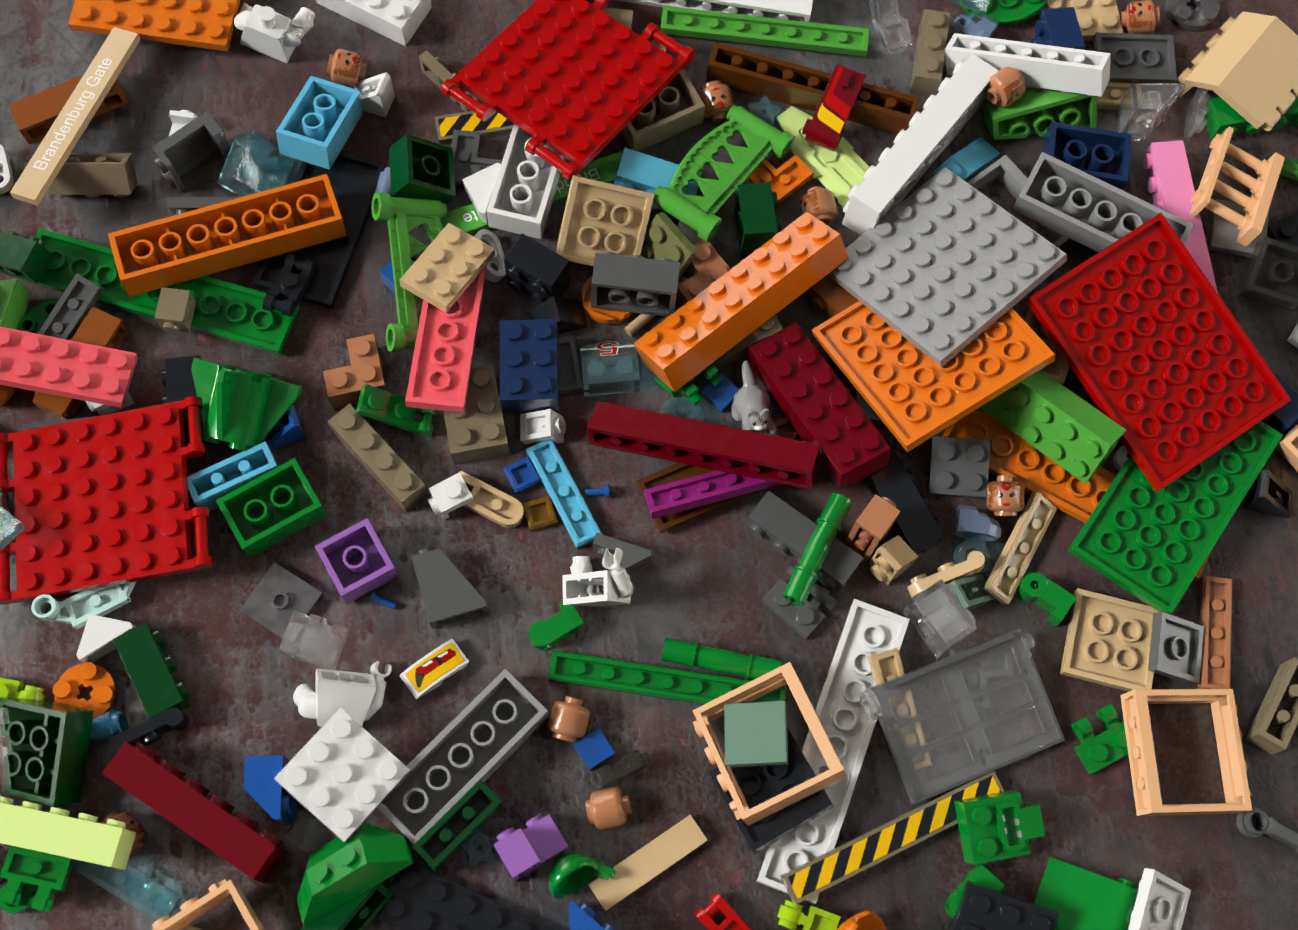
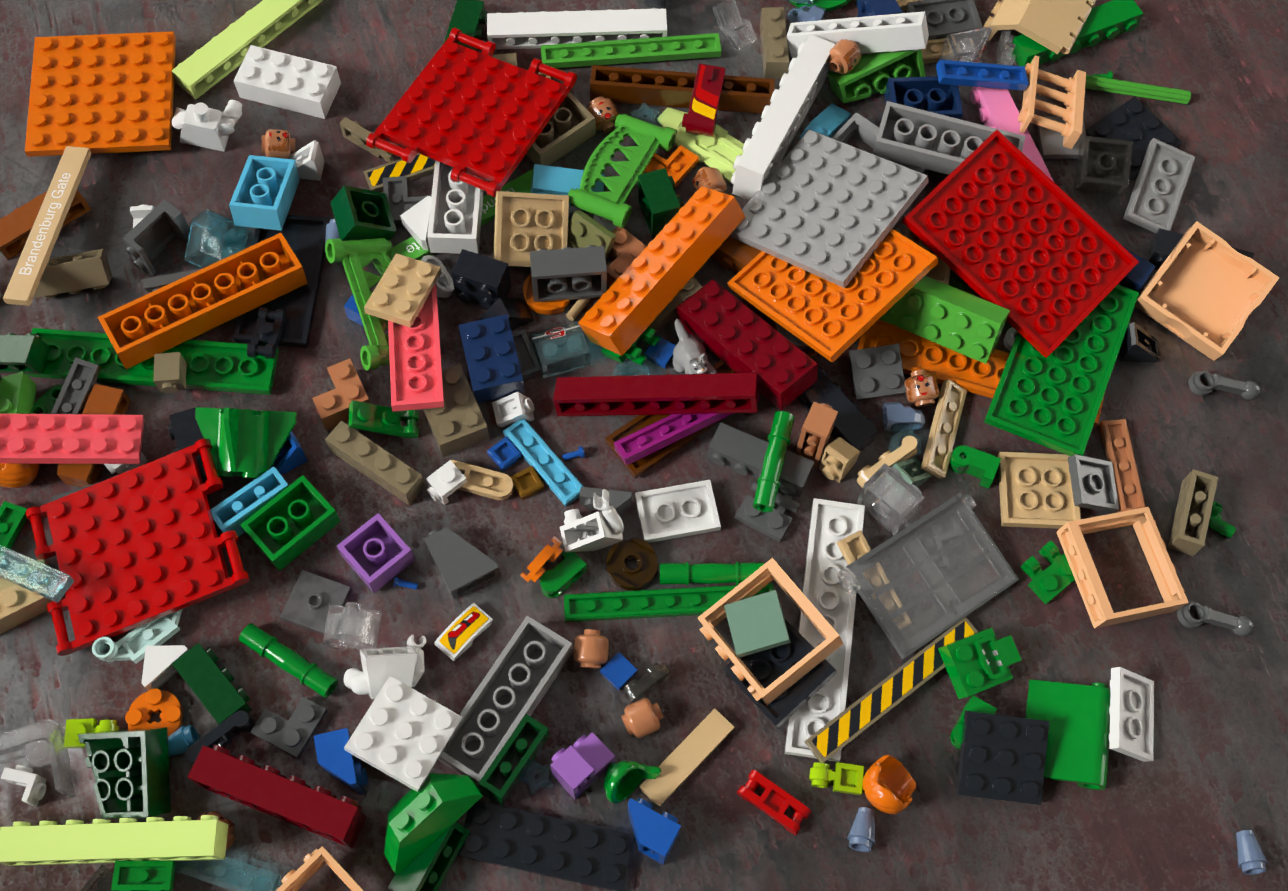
camera: 10 degrees left, 5 degrees down
(230, 743) = (292, 734): none -> dark grey plate
(239, 661) = (288, 660): none -> green piece
(544, 602) = (536, 566): none -> orange plate
(635, 648) = (628, 550): none -> dark brown plate
(698, 581) = (677, 511): none -> white plate
(1161, 139) = (982, 75): none -> blue plate

